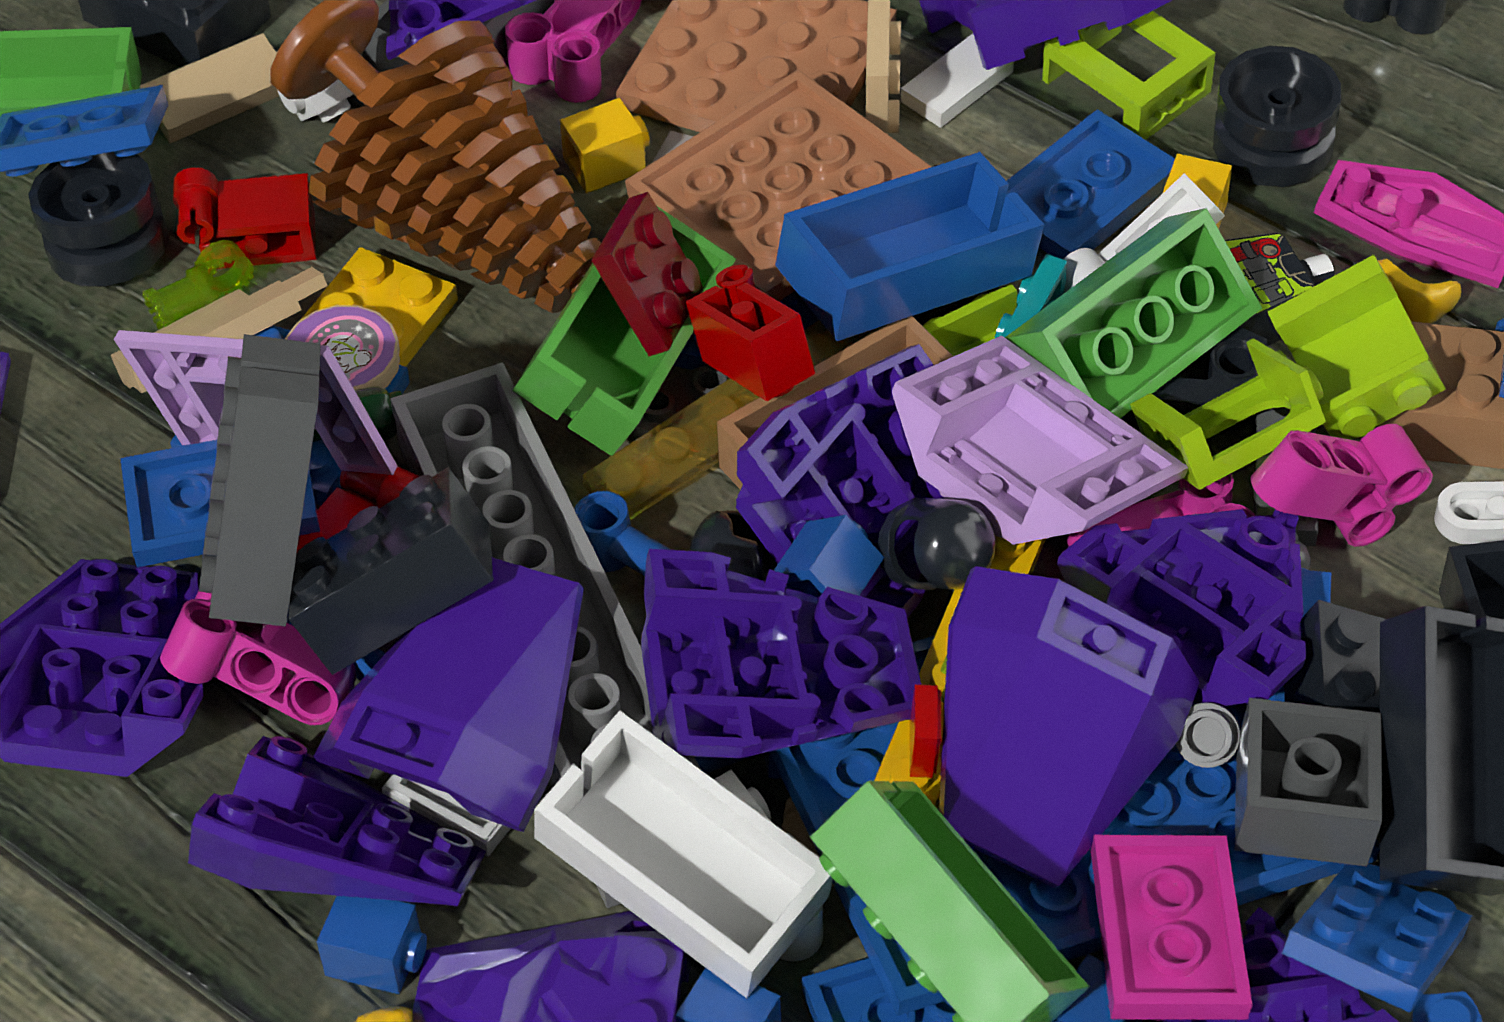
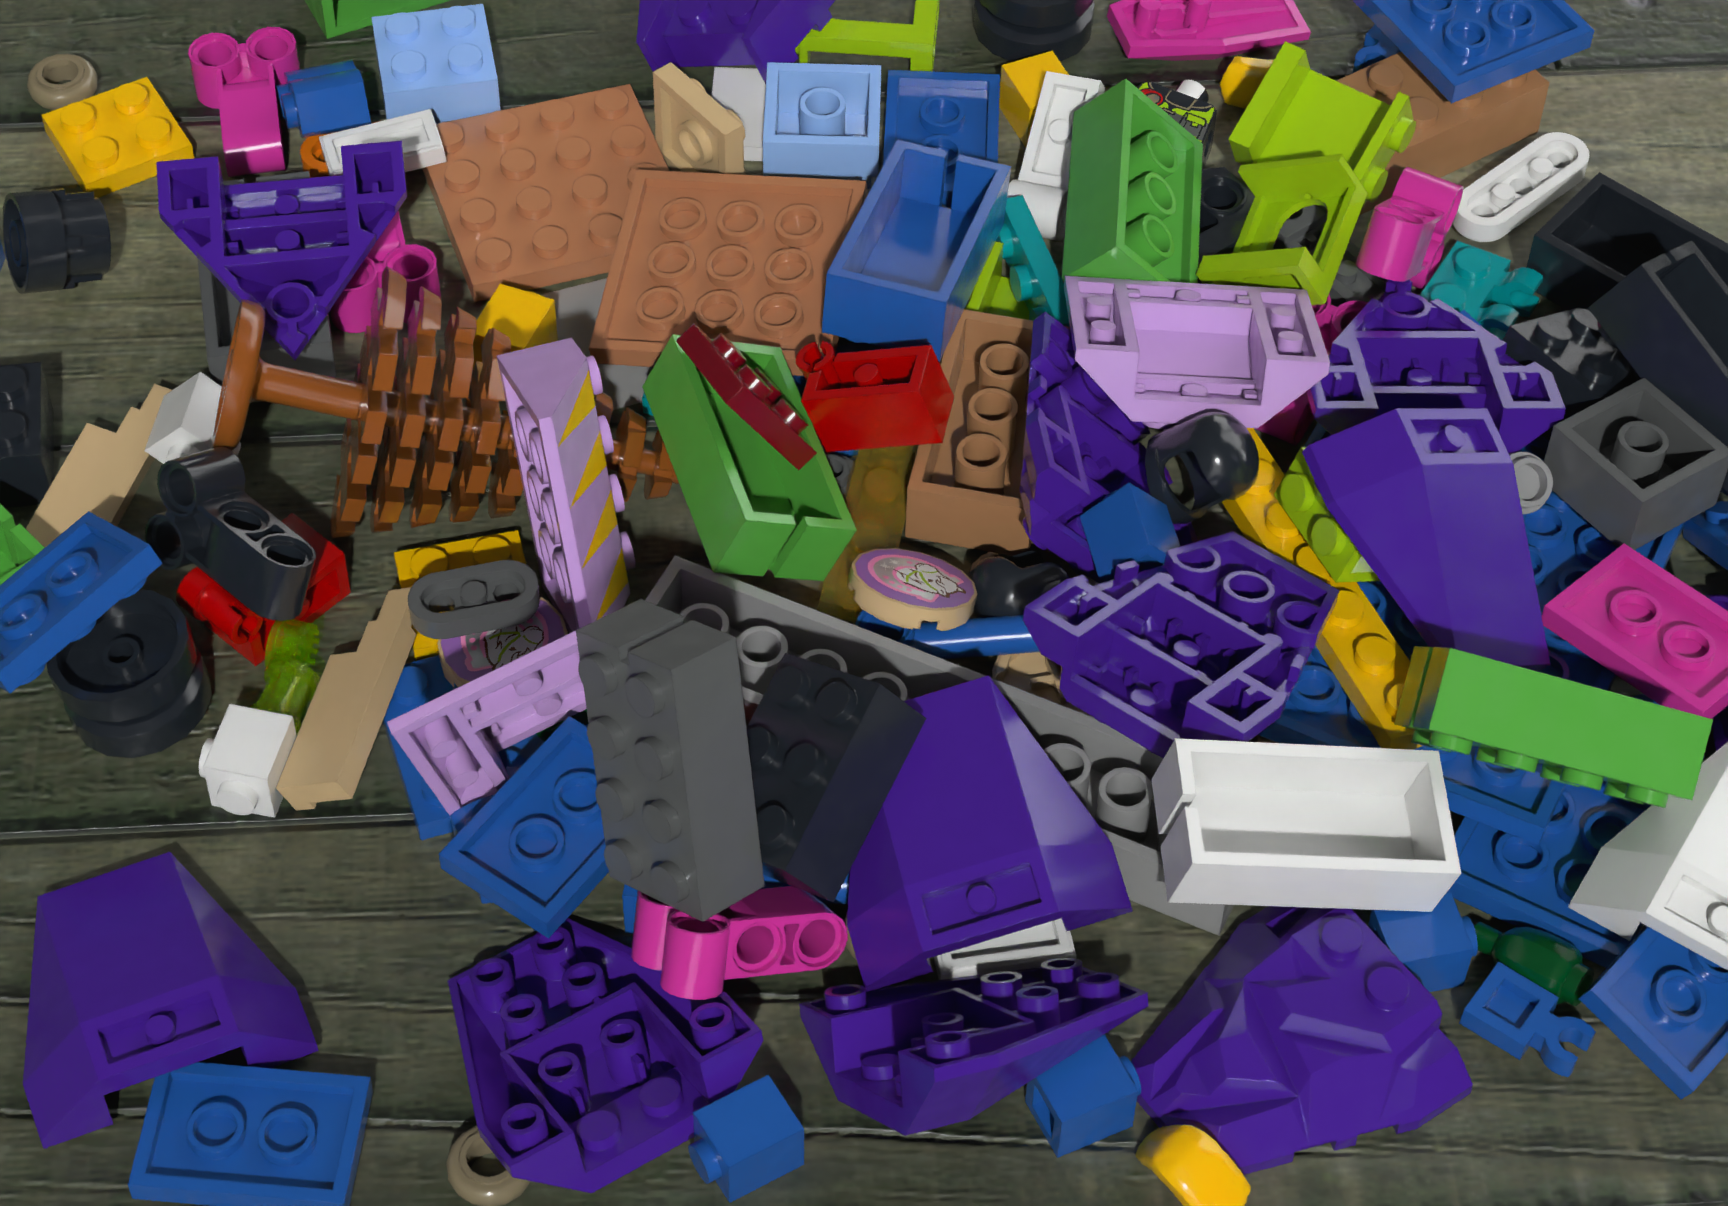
camera: 45 degrees left, 0 degrees up
(100, 318) = (247, 760): none -> white brick
(128, 799) = (746, 1139): none -> blue brick
(229, 156) = (229, 534): none -> black piece
(344, 305) = (473, 599): none -> dark grey plate
(447, 262) = (567, 479): none -> lavender slope
(644, 497) = (911, 588): none -> tile
(925, 731) = (1369, 607): red tile -> none
(986, 109) = (822, 121): none -> light blue brick
(1381, 565) = (1475, 278): none -> teal plate

